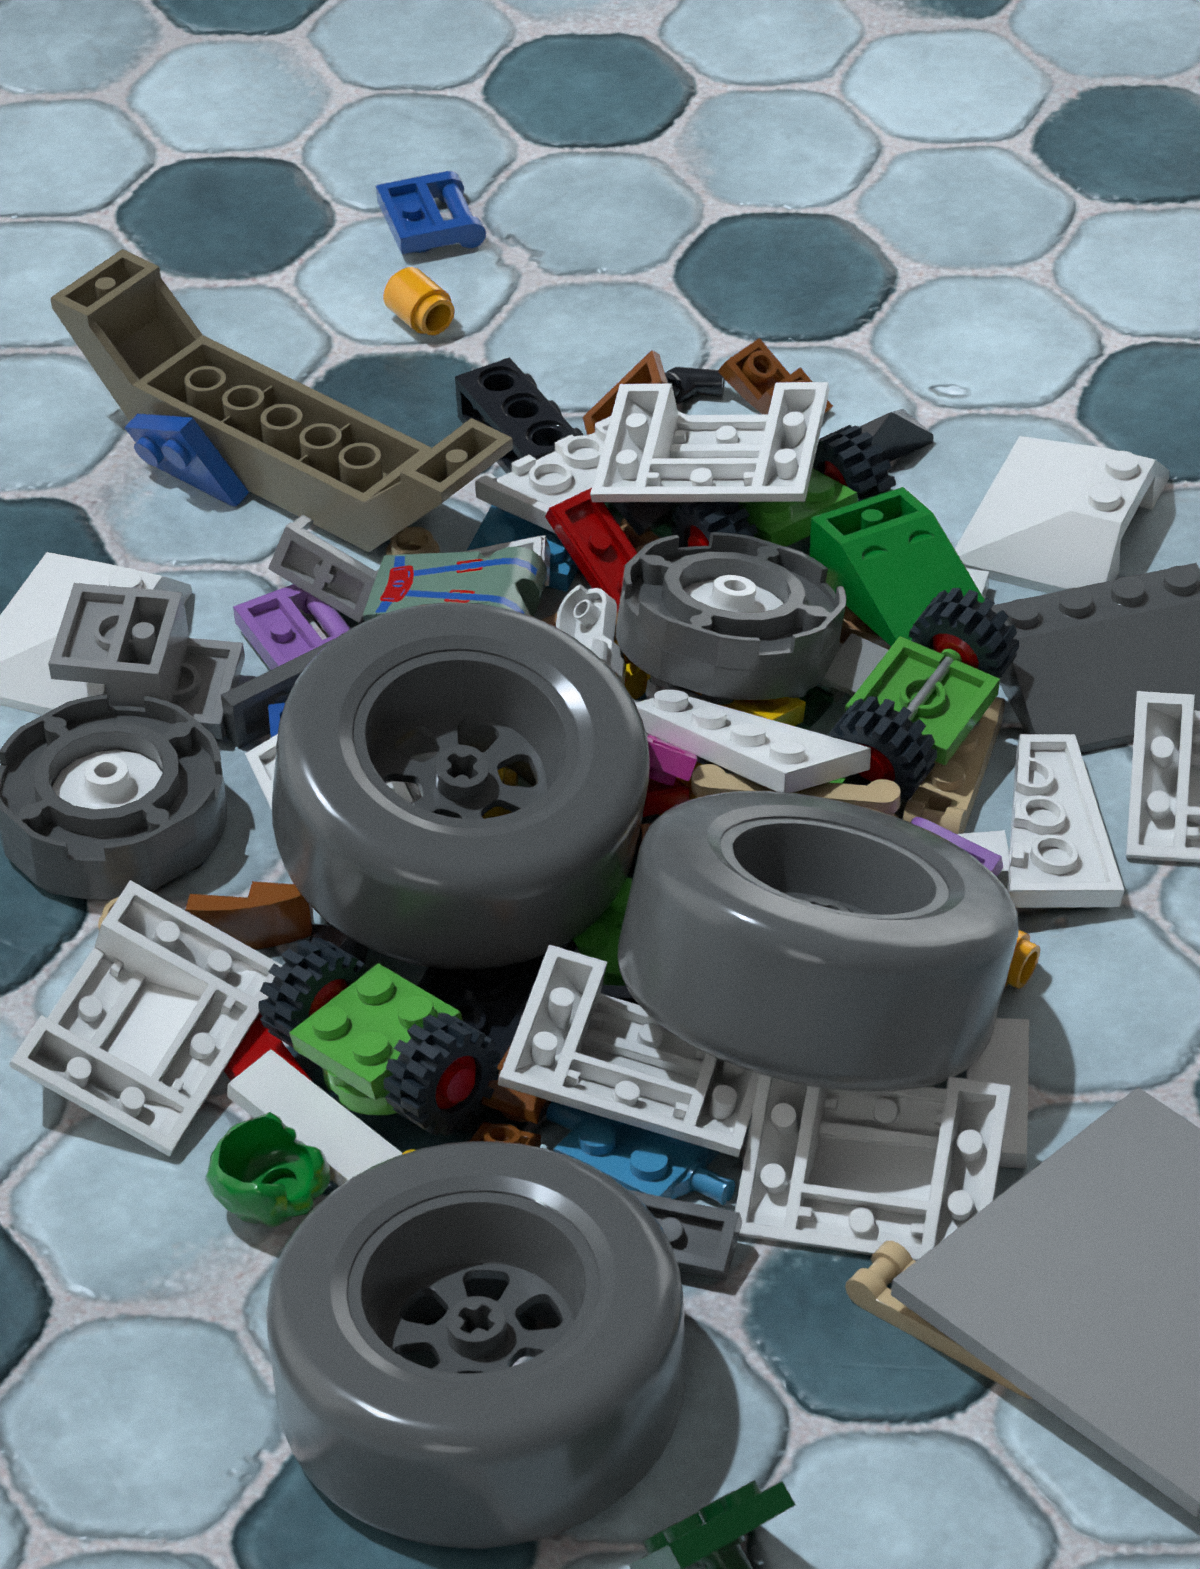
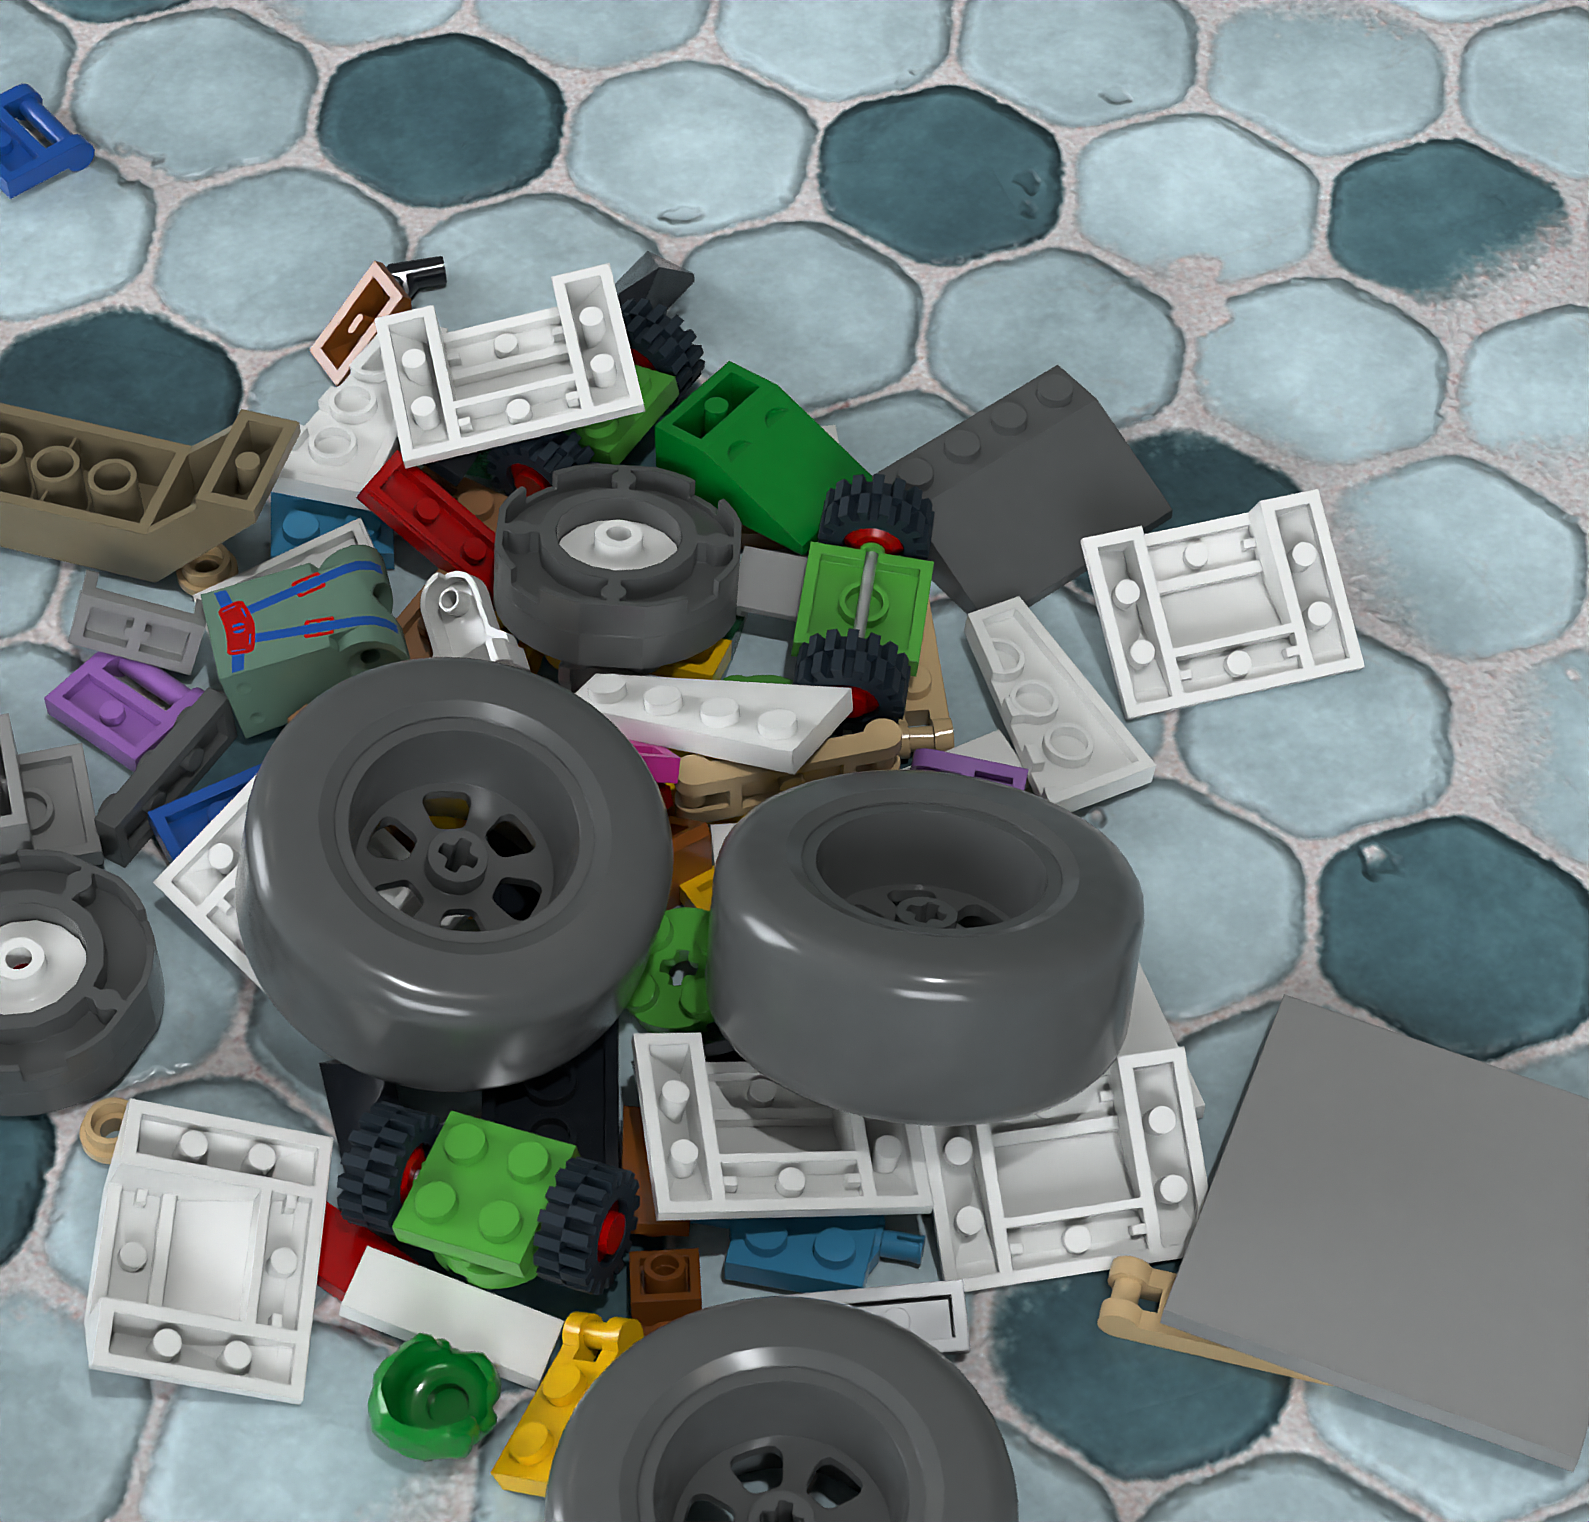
camera: 25 degrees left, 10 degrees up
(266, 919) = (277, 1073): dark orange slope -> none
(419, 301) = (64, 256): light orange brick -> none
(514, 406) = (234, 369): black brick -> none
(756, 371) = (507, 268): dark orange slope -> none
(1059, 514) = (873, 338): white slope -> none

